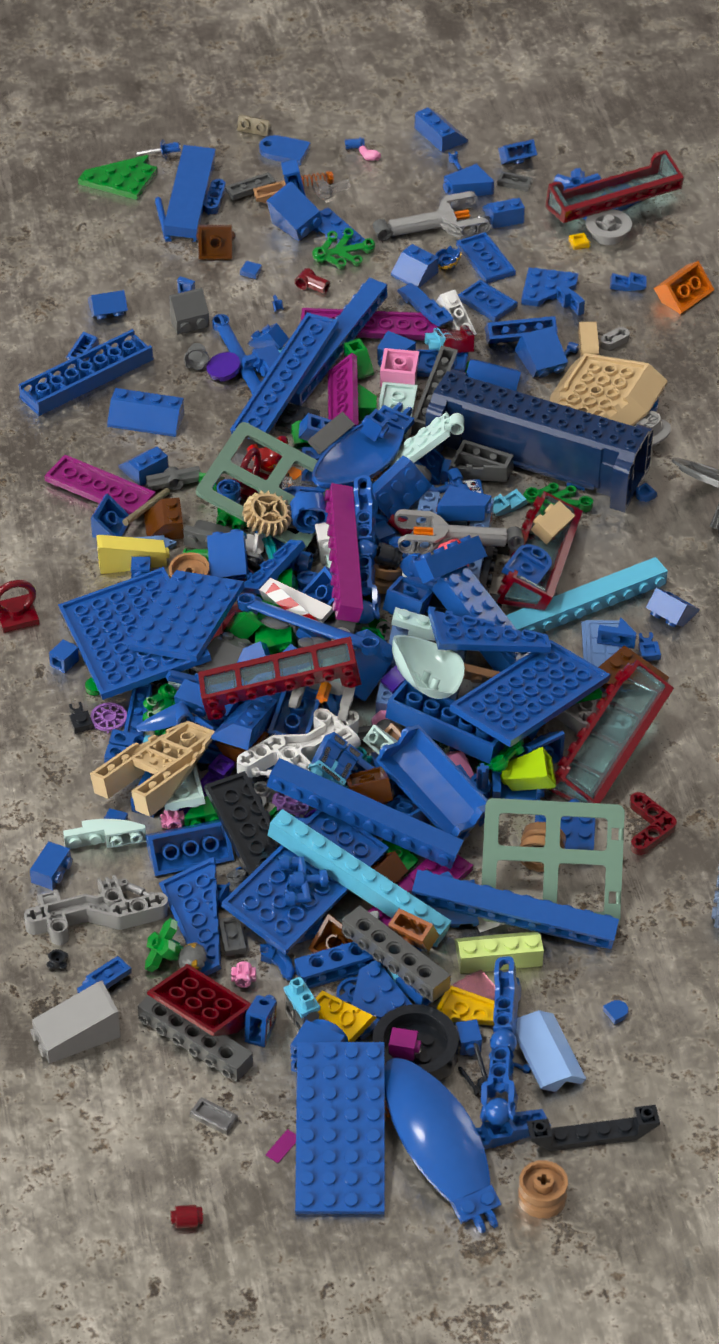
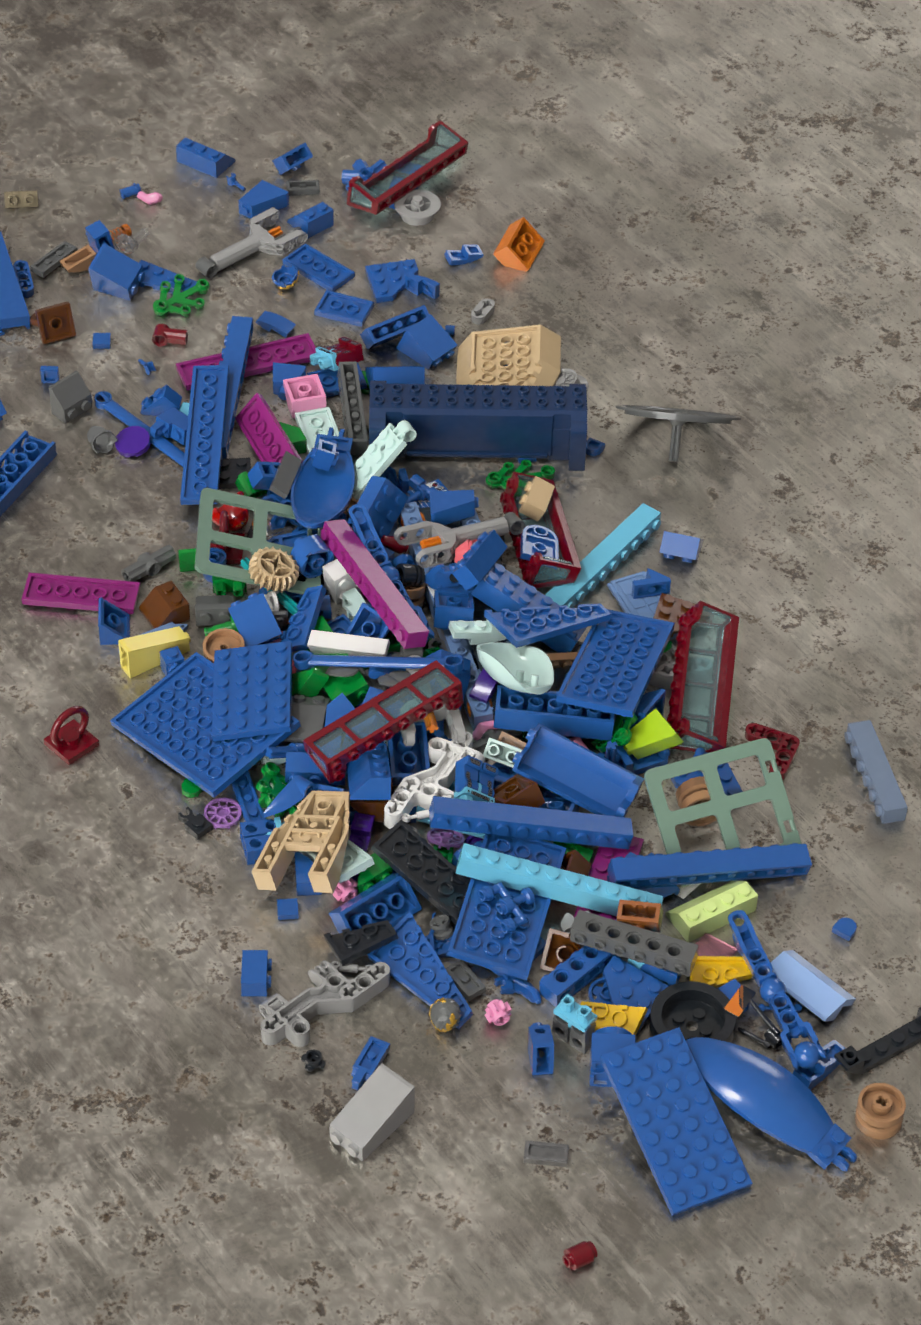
camera: 25 degrees left, 0 degrees up
(64, 656) = (146, 768): blue brick -> none
(108, 831) = (292, 921): light aqua slope -> none
(145, 412) = (84, 508): blue slope -> none
(145, 464) = (113, 558): blue slope -> none
(145, 507) = (140, 598): dark tan bar -> none
(155, 869) = (357, 943): none -> black wing
(162, 945) = (408, 1011): green plant -> none
(202, 1001) = (481, 1049): dark red slope -> none
(224, 1053) = (487, 1085): dark grey brick -> none
(282, 1146) = (623, 1158): magenta sticker -> none
(284, 148) = (63, 214): blue tile -> none
(286, 601) = (341, 647): sticker -> none
(305, 578) = (336, 621): blue tile -> none
(364, 364) = (255, 386): green slope -> none
(404, 1044) = (687, 1021): magenta brick -> none
(415, 266) = (259, 293): slope -> none
(435, 314) = (306, 334): blue slope -> none
(453, 305) = (321, 327): white slope -> none
(467, 1040) = (740, 1000): none -> sticker
(482, 462) = (435, 461): dark grey wedge -> none
(508, 503) = (481, 489): medium azure slope -> none
(579, 241) = (396, 228): yellow tile -> none
(588, 338) = (460, 317): tan beam -> none
(648, 648) = (682, 590): blue plate -> none

